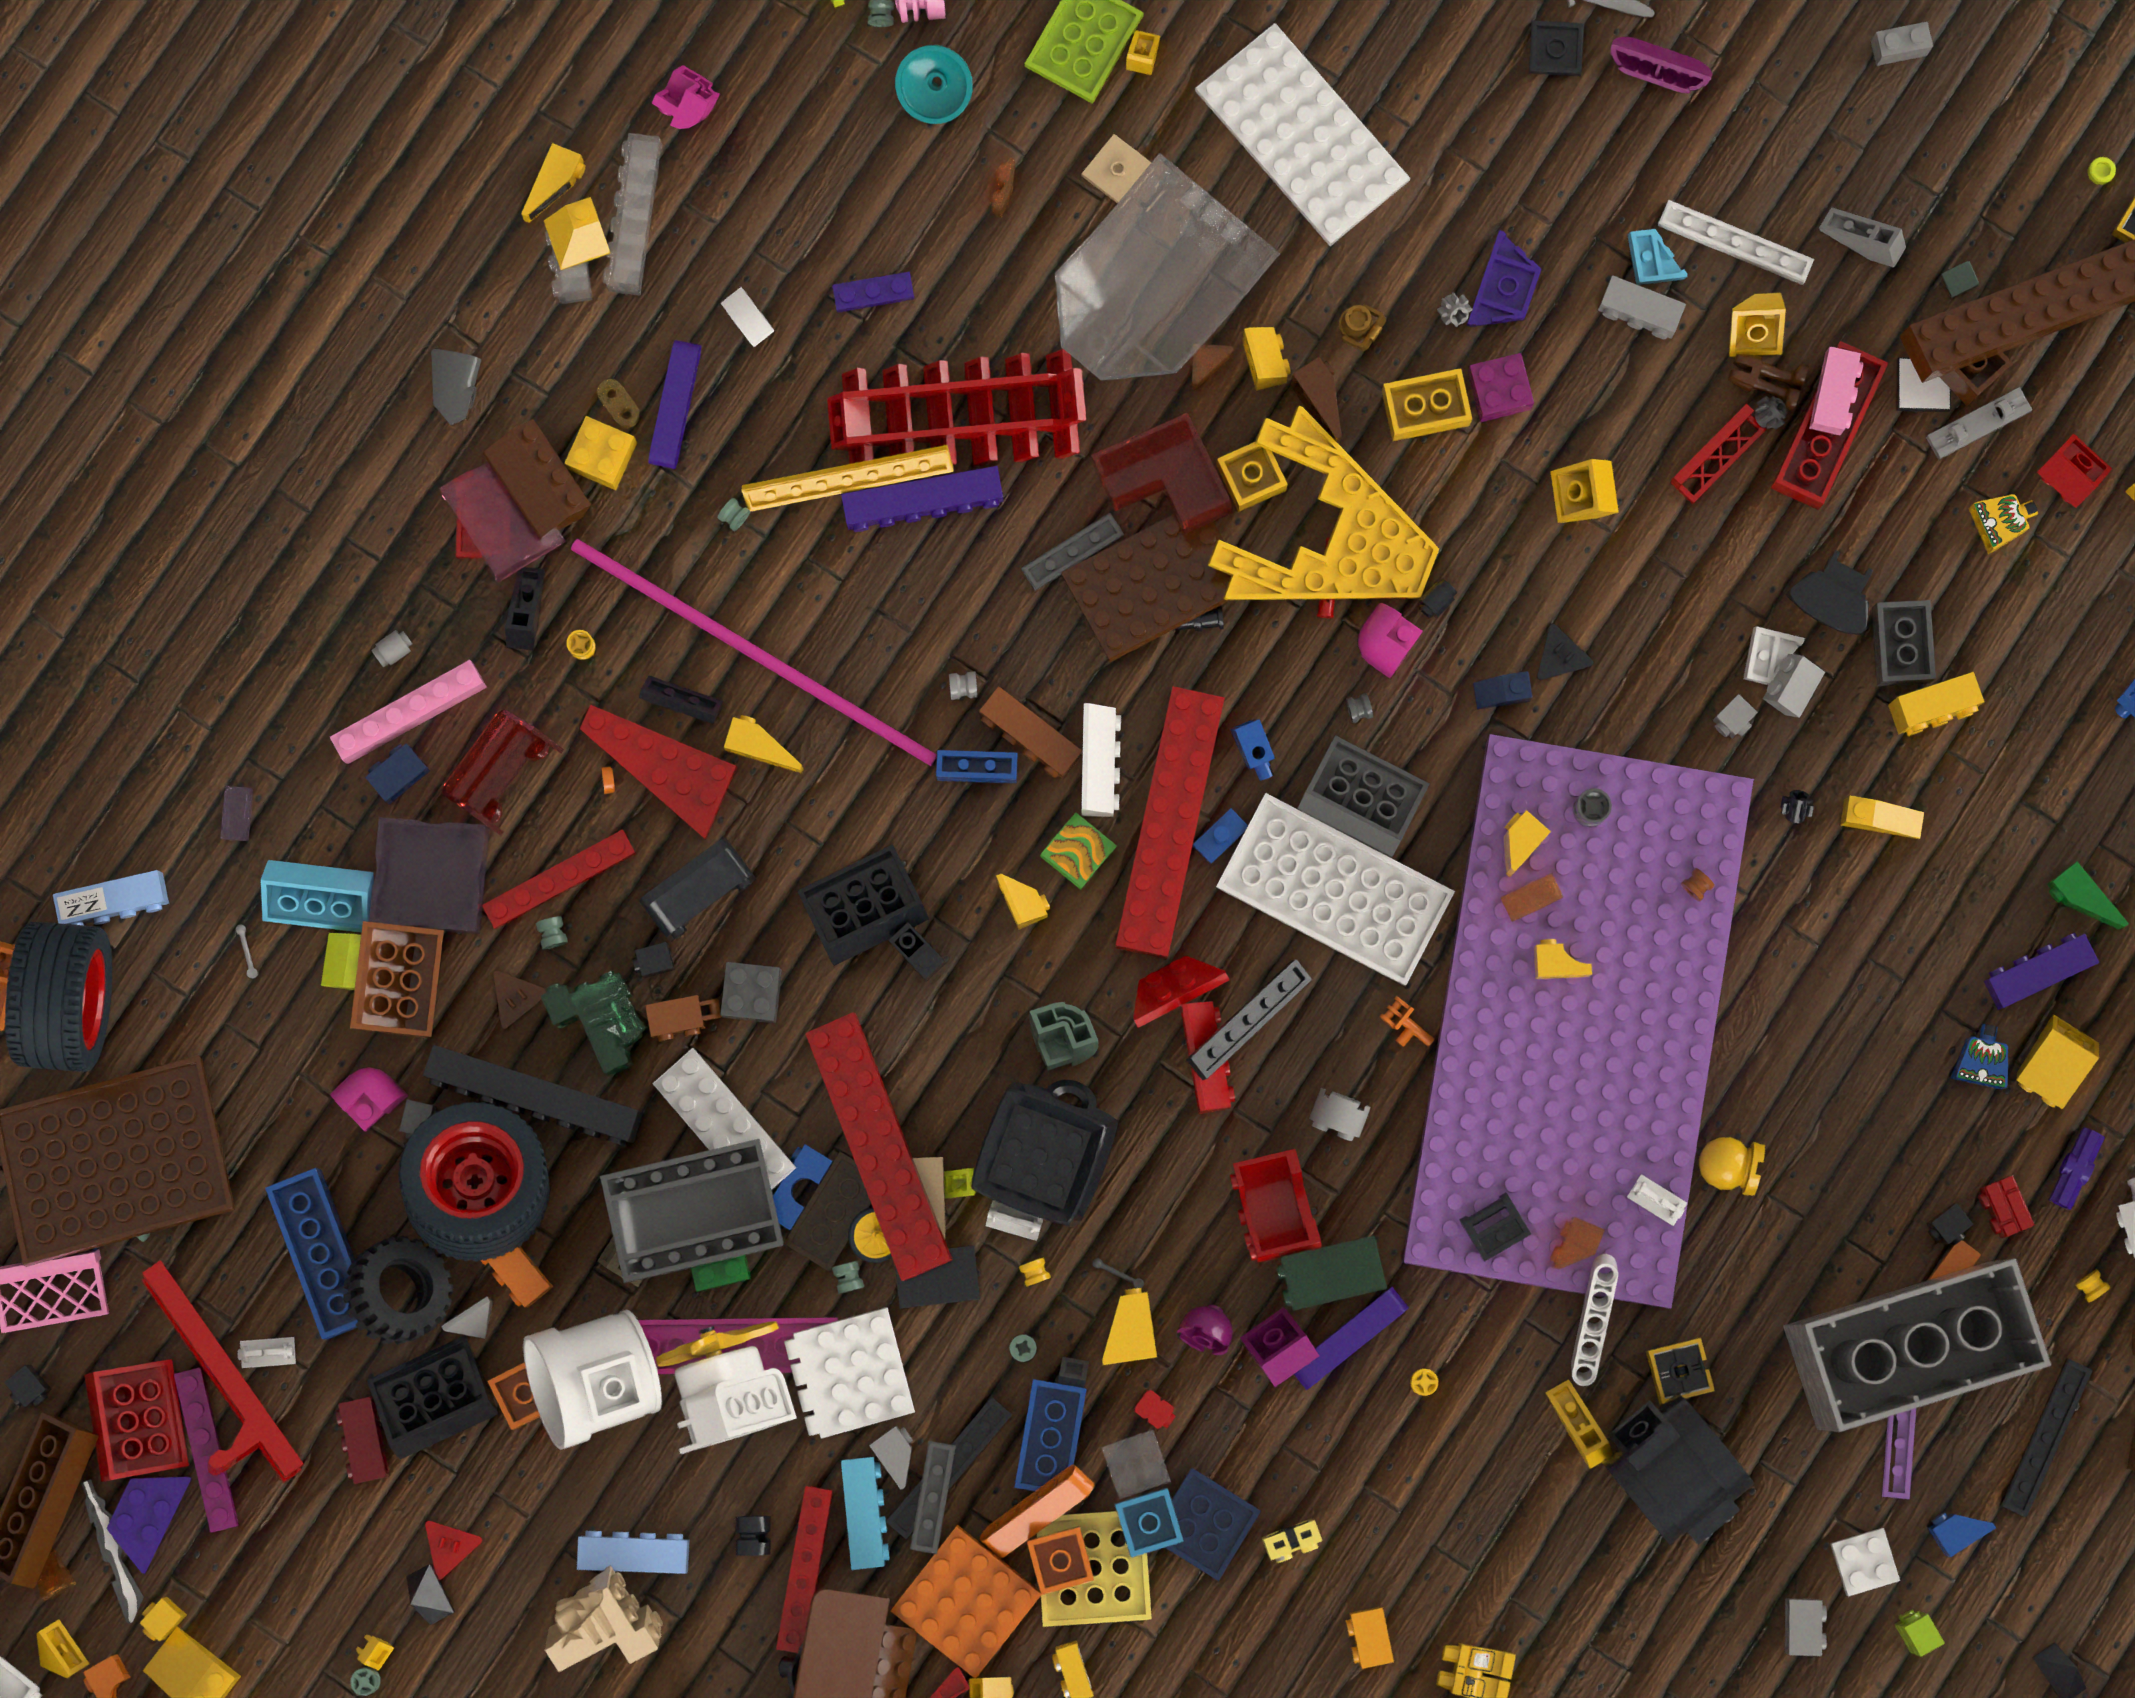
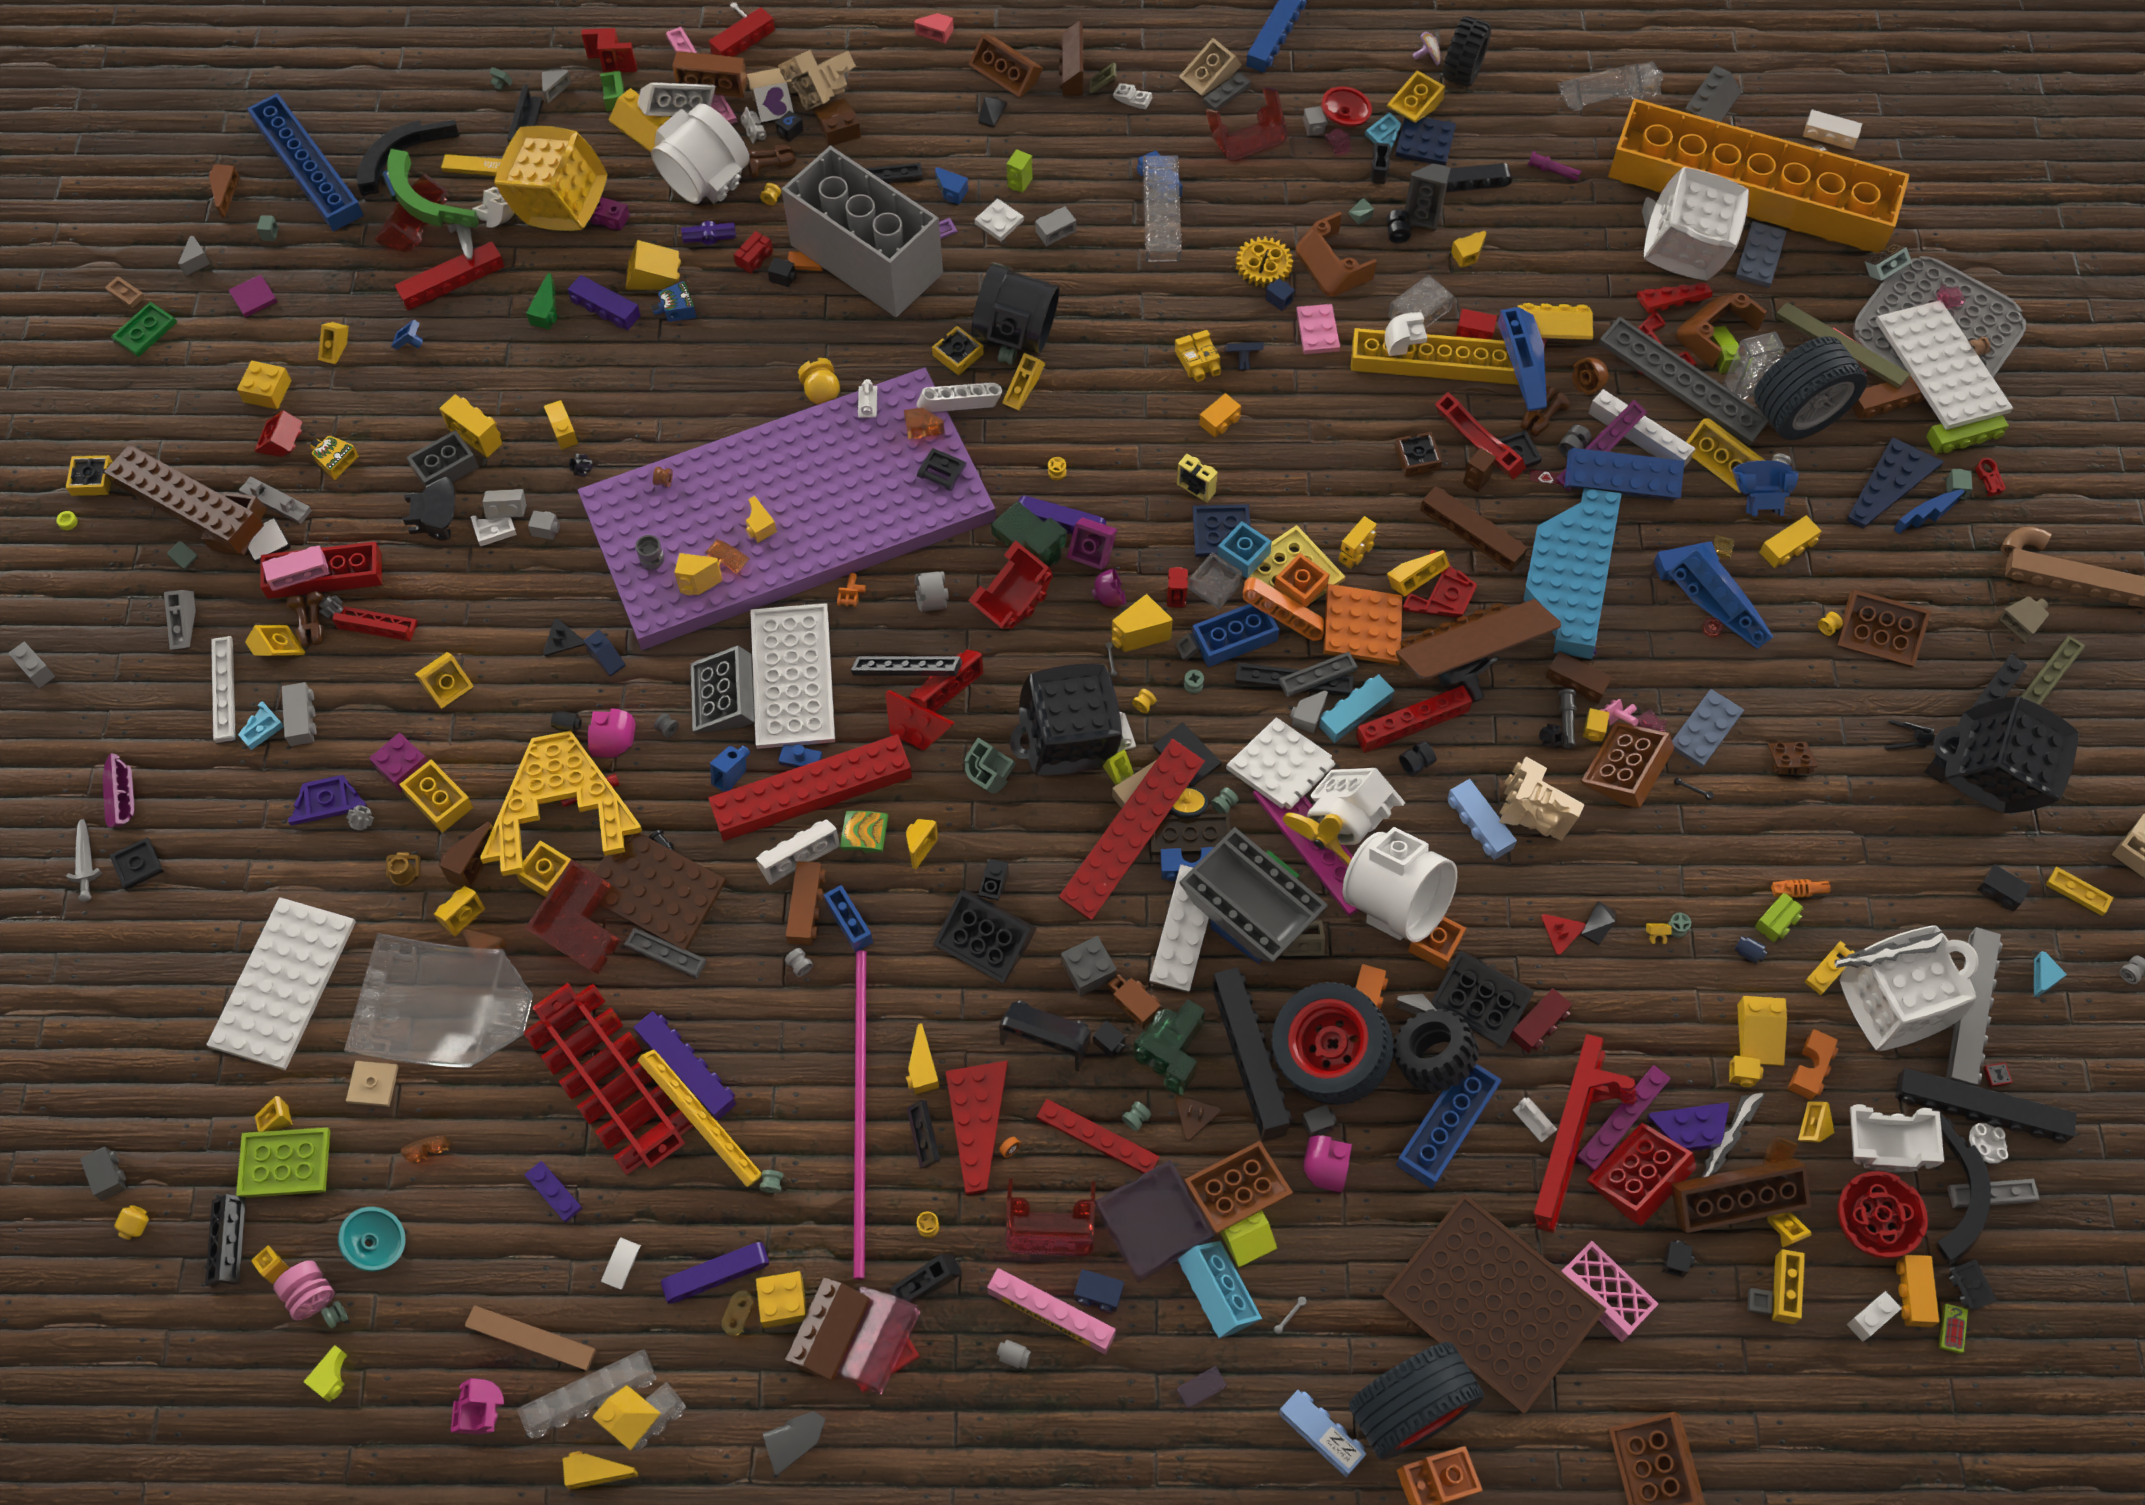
camera: 125 degrees left, 20 degrees down
(731, 189) = (530, 1338): none -> medium nougat tile

